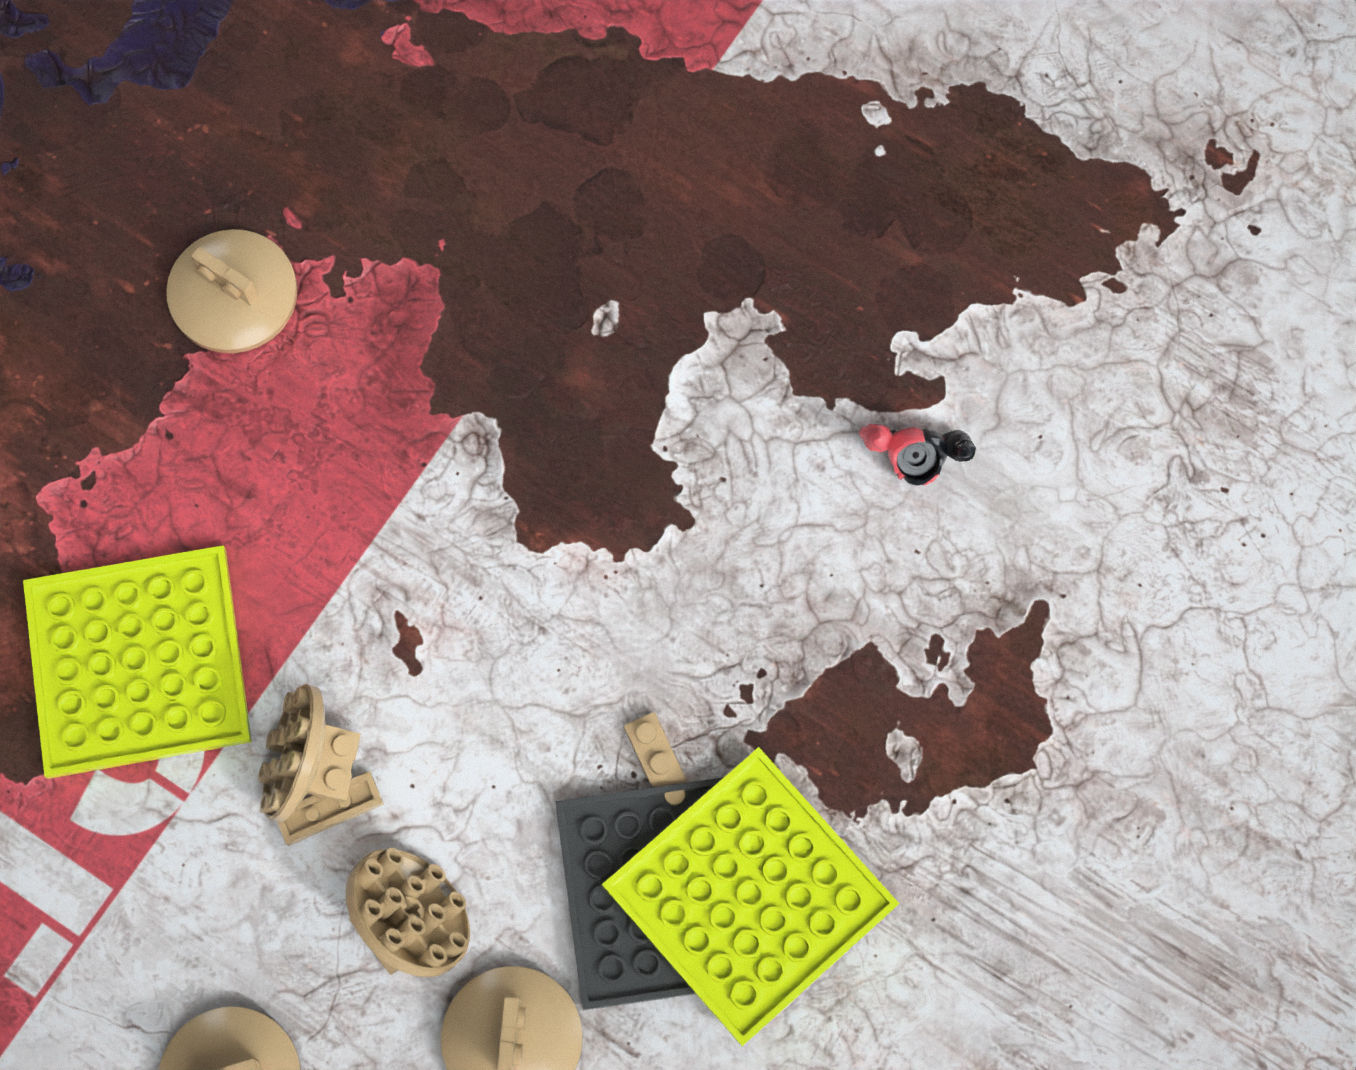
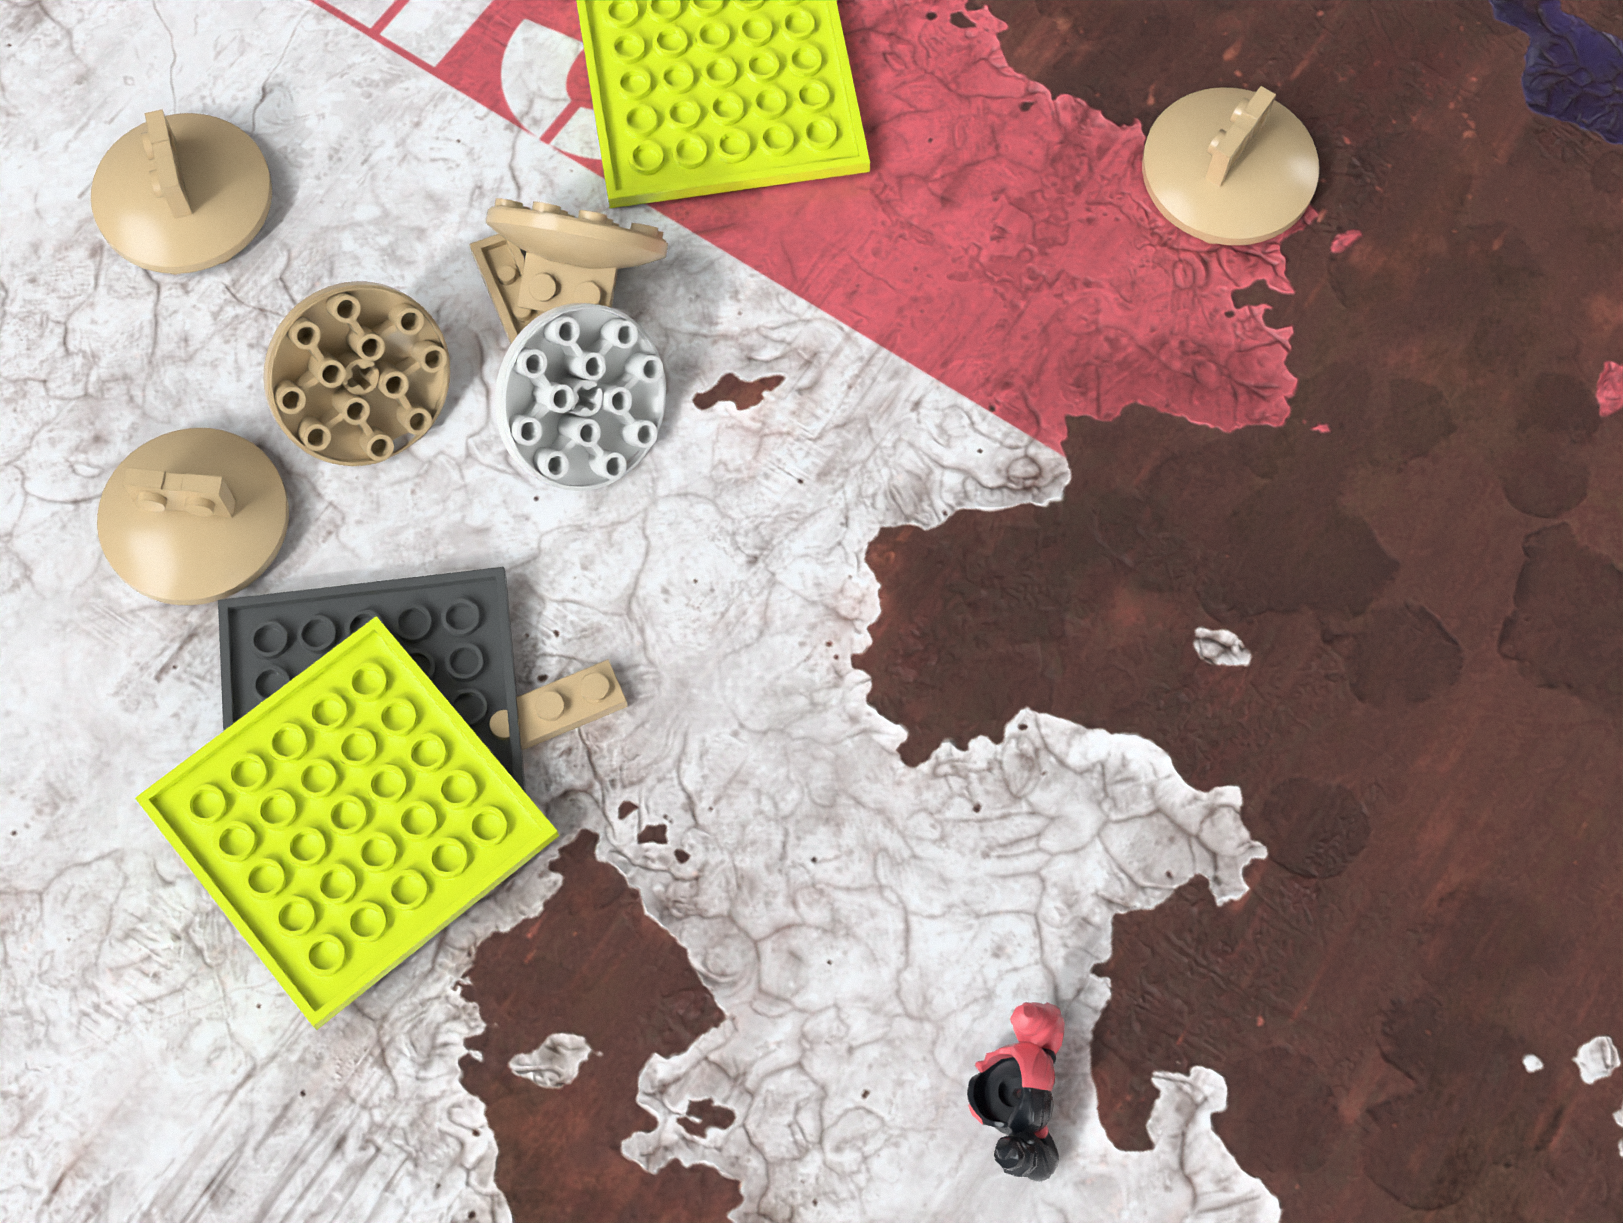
camera: 90 degrees right, 5 degrees down
(428, 747) = (580, 396): none -> white bracket

